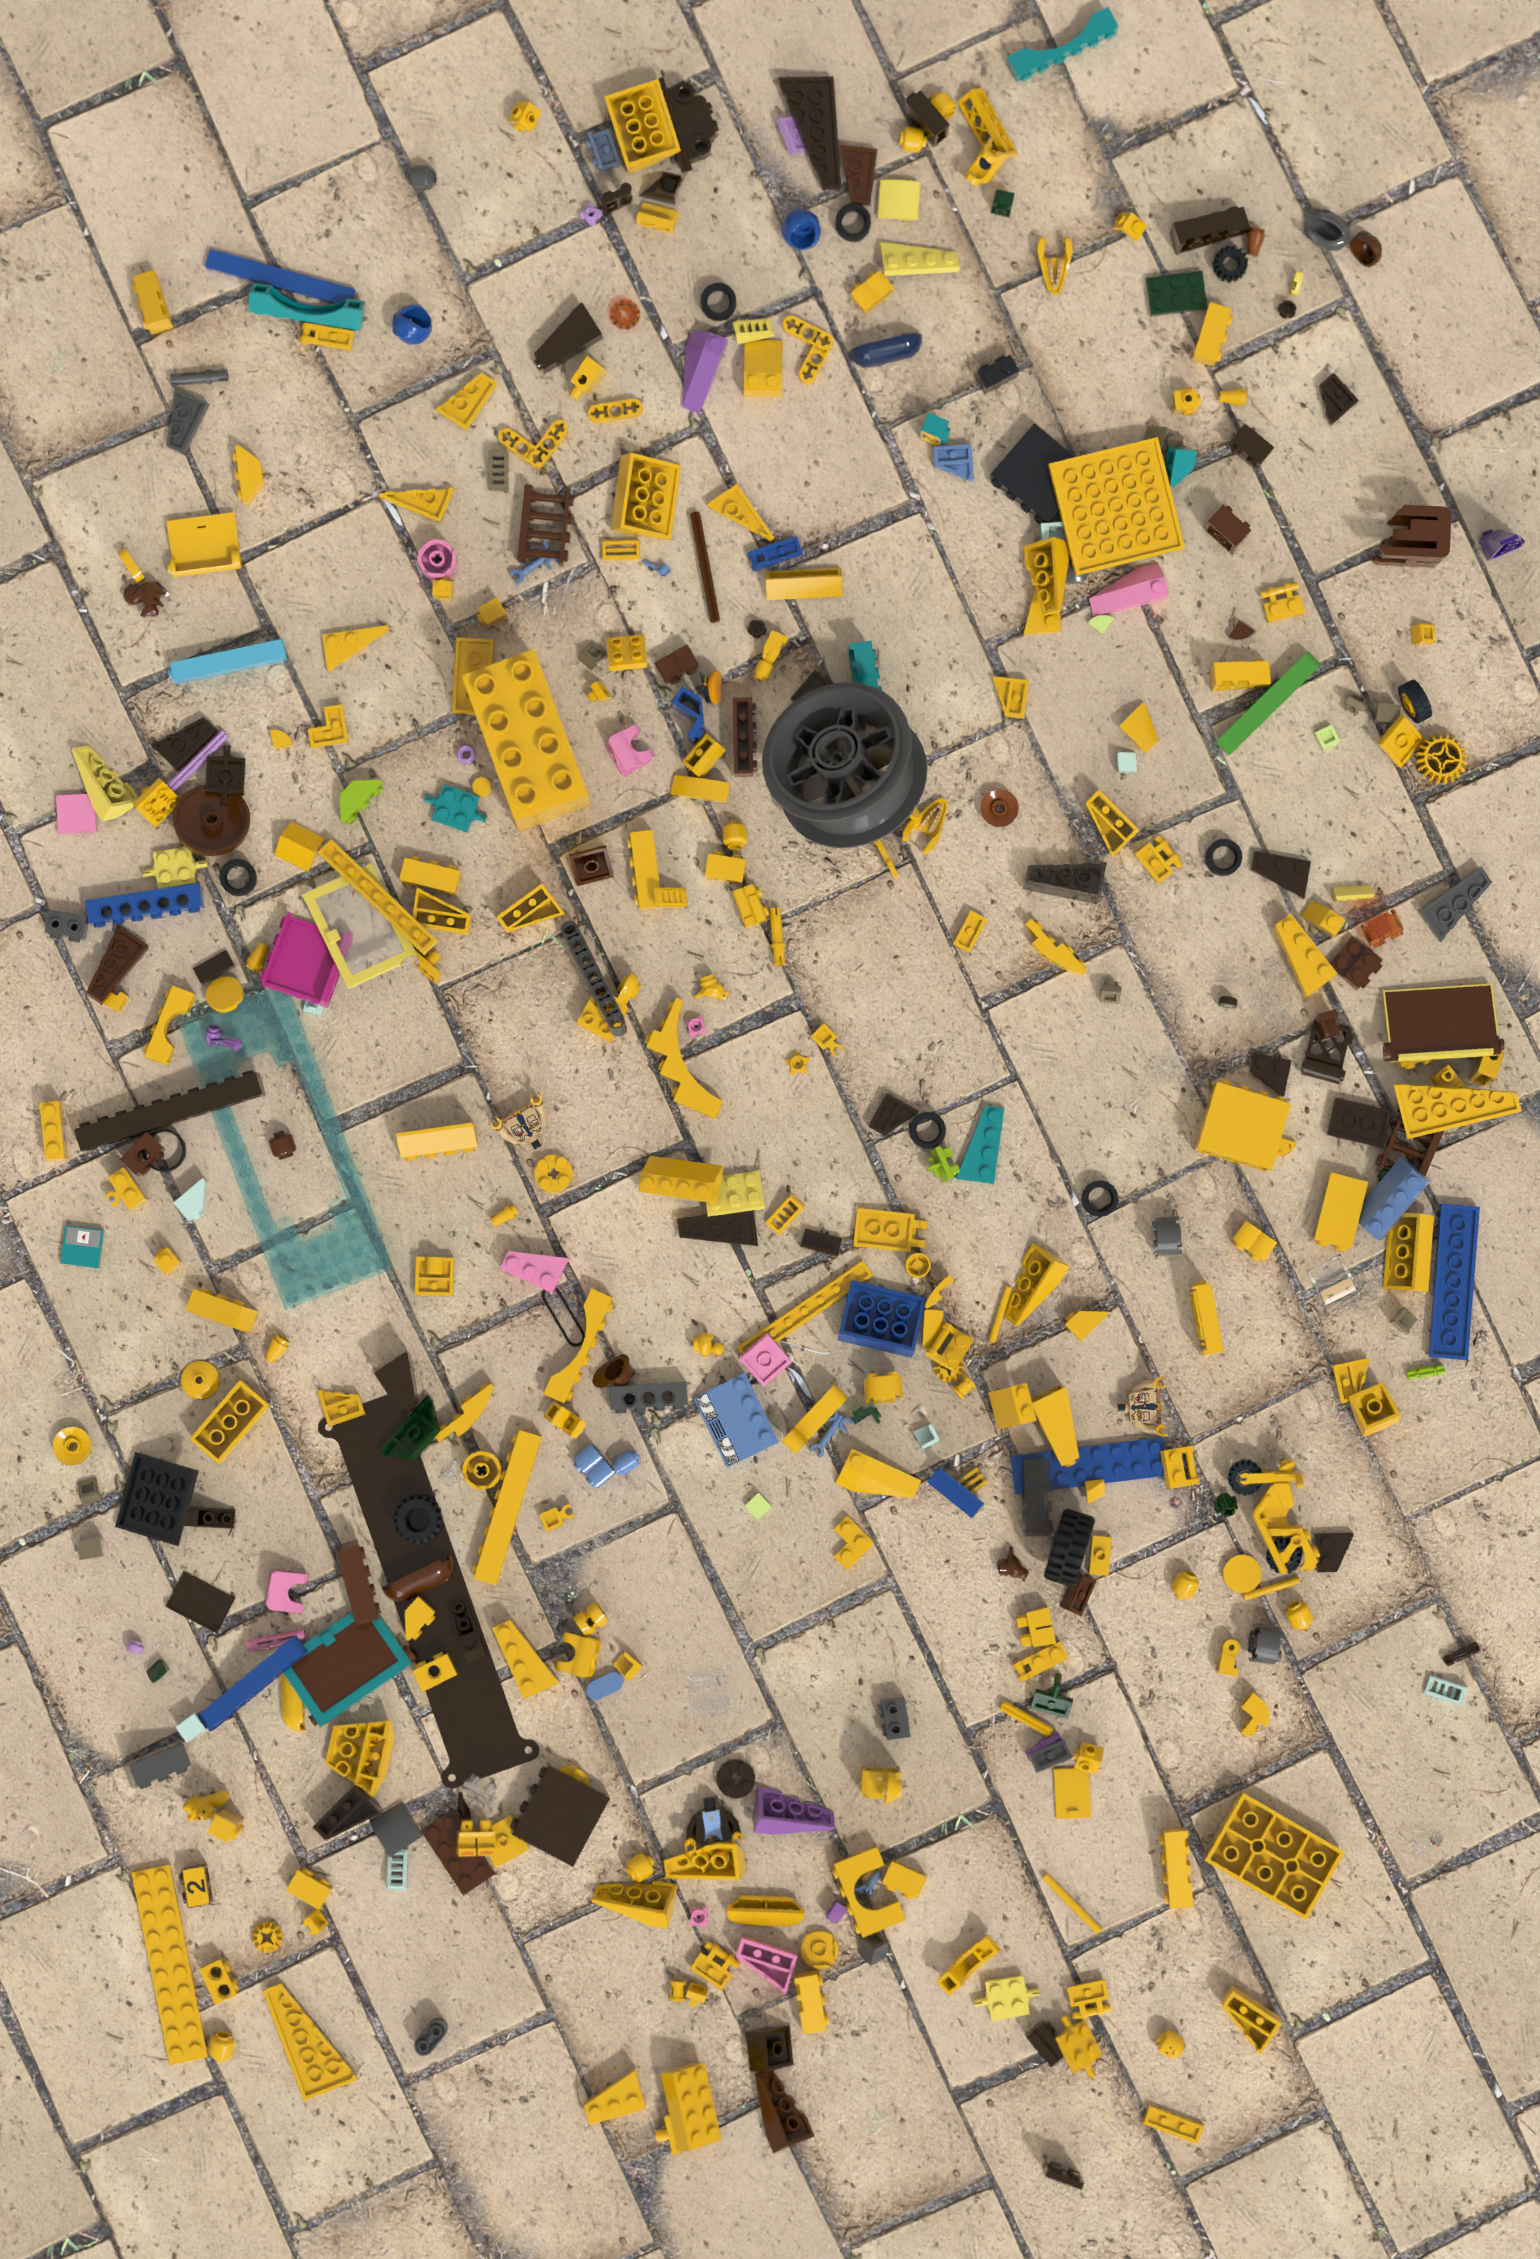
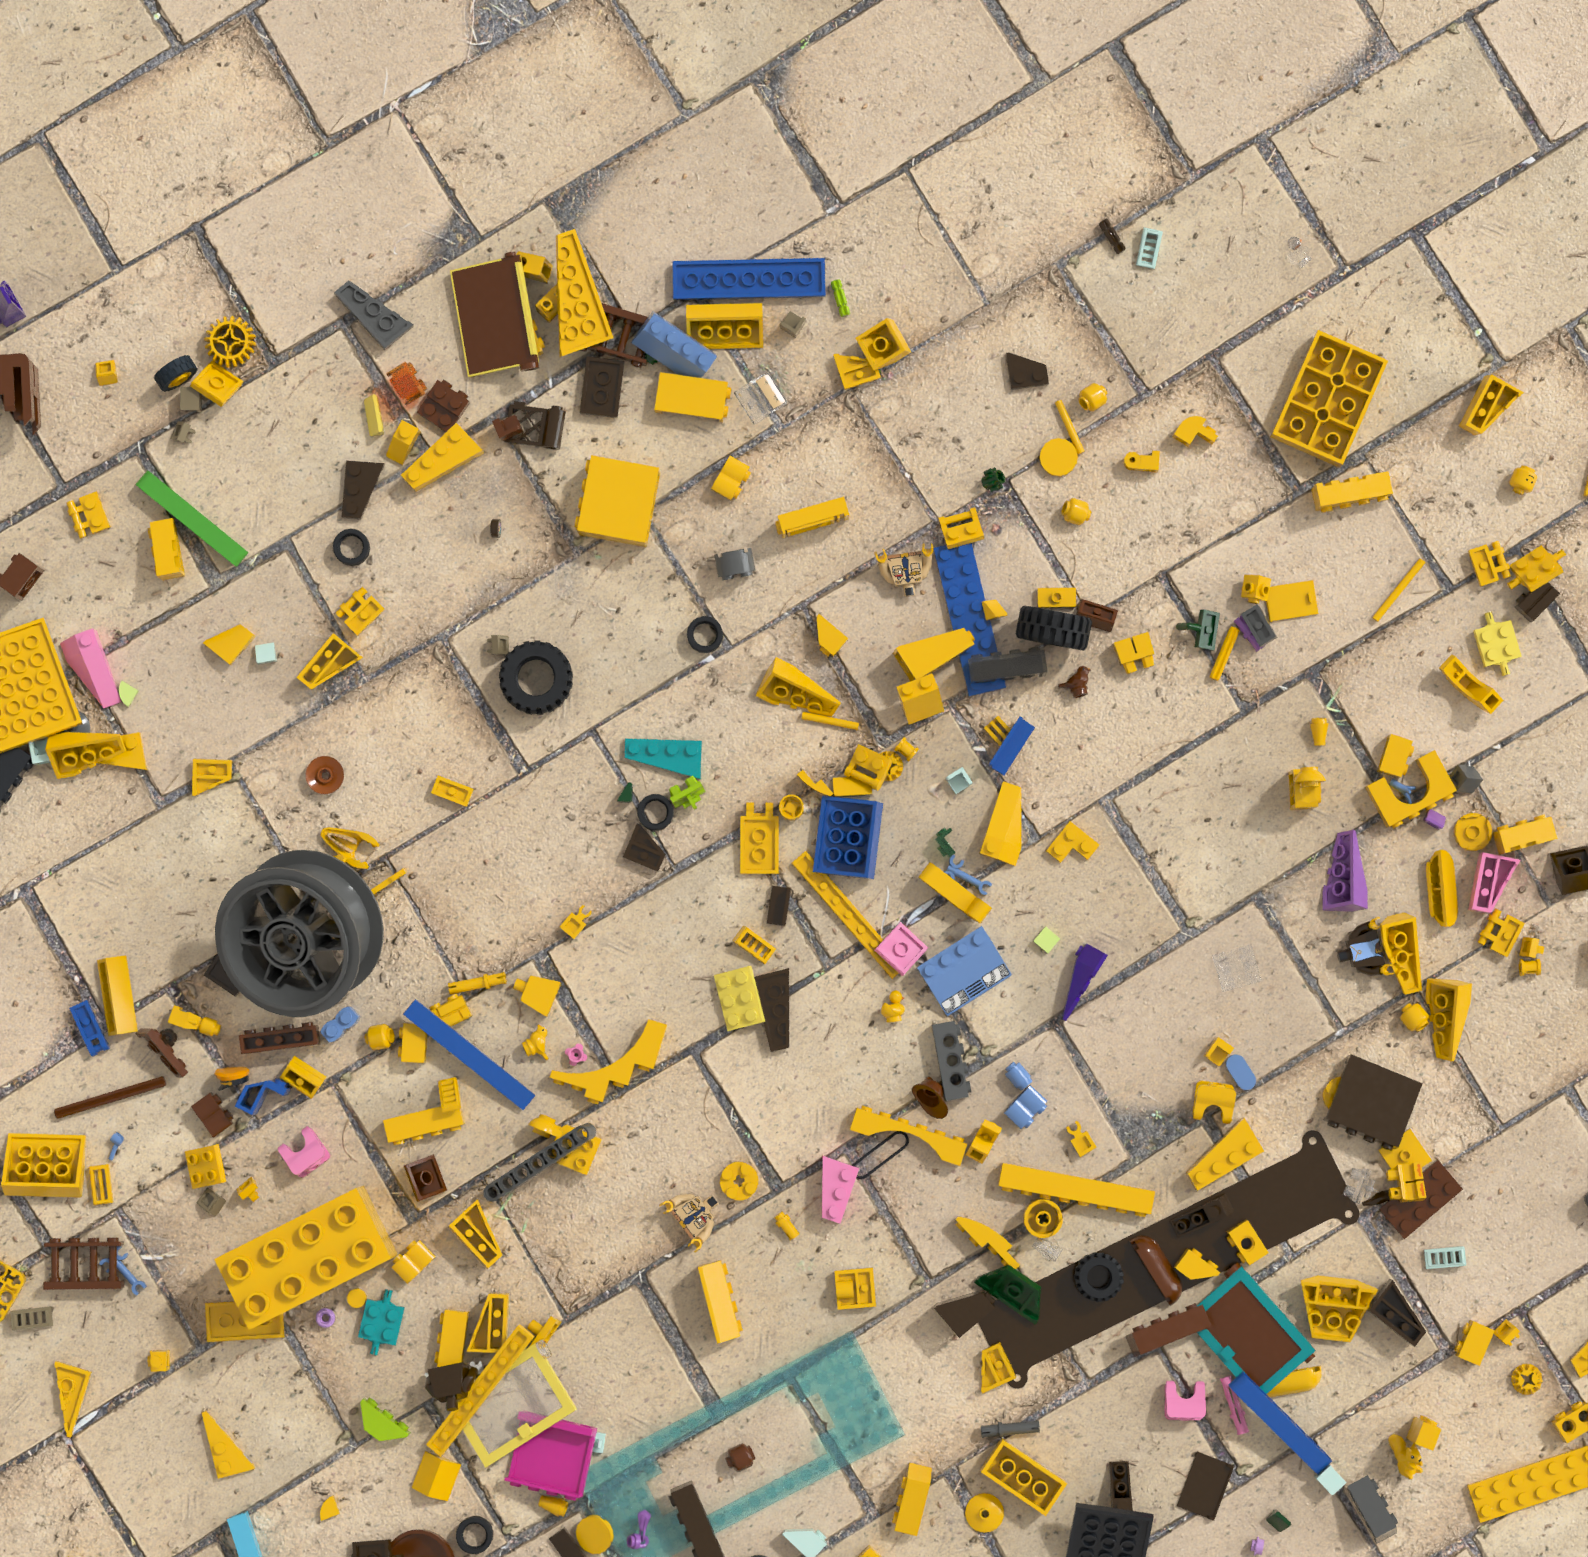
camera: 95 degrees left, 0 degrees up
(196, 1885) = (1485, 1455): brick -> none
(277, 1347) = (944, 1439): yellow cone -> none
(279, 1414) = (1010, 1429): none -> dark grey pin
(334, 732) = (316, 1454): yellow plate -> none
(388, 870) = (451, 1382): none -> dark brown torso
(396, 1829) = (1406, 1263): dark grey slope -> none
(428, 555) = (125, 1379): bright pink brick -> none
(491, 613) = (178, 1308): yellow brick -> none
(511, 845) = (413, 1261): none -> yellow brick
(596, 1614) = (1172, 1088): yellow wheel -> none
(681, 1179) = (731, 1051): yellow slope -> none
(699, 1921) = (1460, 953): bright pink plate -> none
(700, 789) = (336, 1076): yellow slope -> none
(708, 920) = (469, 1054): none -> blue tile
(725, 1541) = (1085, 968): none -> dark purple wedge
(726, 1772) = (1307, 926): dark brown plate -> none
(728, 634) = (155, 1044): none -> reddish brown wing
(737, 508) = (47, 1070): yellow wing -> none
(754, 801) = (344, 1020): none -> medium blue brick
(760, 995) = (538, 993): none -> yellow torso
(797, 1058) = (597, 948): yellow plate -> none
(862, 664) = (194, 927): teal wedge -> none
(883, 1388) = (917, 828): yellow brick -> none
(895, 1718) = (1239, 781): dark grey brick -> none
(938, 1805) = (1319, 730): none -> yellow cone
(948, 1104) = (627, 794): none -> dark green slope
(1041, 1661) = (1166, 645): yellow plate -> none
(1060, 956) = (467, 699): yellow slope -> none
(1069, 881) = (391, 695): clear smoke wedge -> none
(1100, 1026) = (535, 651): none -> black tyre
(1241, 631) = (122, 552): reddish brown tile -> none
(1265, 1644) = (1125, 427): dark grey brick -> none
(1271, 1071) = (560, 478): dark brown wing -> none
(1272, 1510) = (994, 433): yellow piece -> none
(1285, 1147) = (633, 456): yellow tile -> none
(1327, 737) = (220, 457): yellowish green tile -> none

